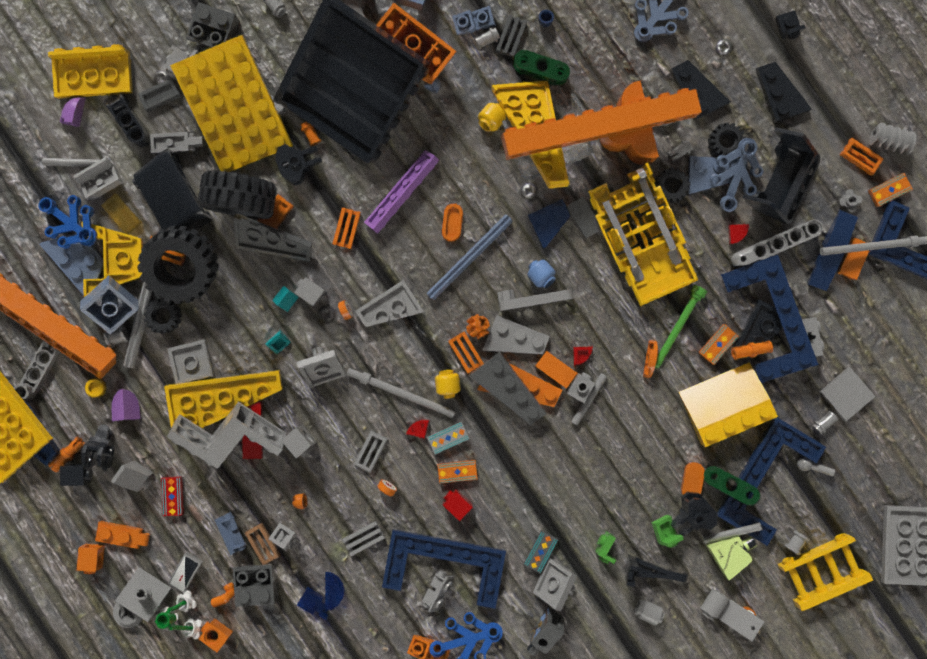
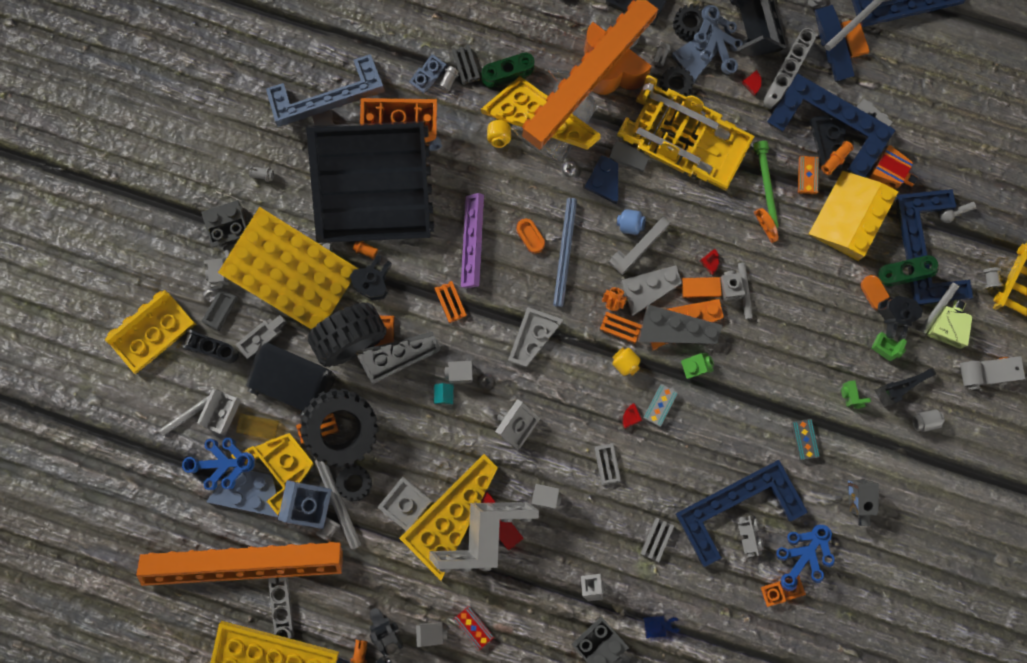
camera: 40 degrees left, 10 degrees down
(72, 111) = (156, 375): medium lavender brick -> none
(95, 387) = (341, 586): yellow tile -> none
(125, 406) = (377, 582): medium lavender brick -> none
(230, 533) = (552, 623): sand blue hinge -> none
(256, 548) = (563, 603): medium nougat tile -> none
(278, 342) = (464, 433): teal slope -> none
(300, 501) = (581, 549): orange hinge -> none
(333, 591) = (667, 602): clear blue tile -> none
(345, 310) = (499, 365): orange tile -> none
(366, 378) = (558, 408): light grey bar -> none
(386, 487) = (644, 482): orange tile -> none
(457, 471) = (688, 426): orange tile -> none
(457, 504) = (710, 452): red brick -> none
(502, 429) = (697, 365): none -> bright green bracket
(545, 18) = (482, 32): dark blue hinge -> none
(555, 584) = (838, 454): light grey tile -> none
(791, 393) = (893, 169): none -> torso
(824, 423) = (936, 173): light grey pin -> none
(847, 394) = (934, 139): light grey tile -> none

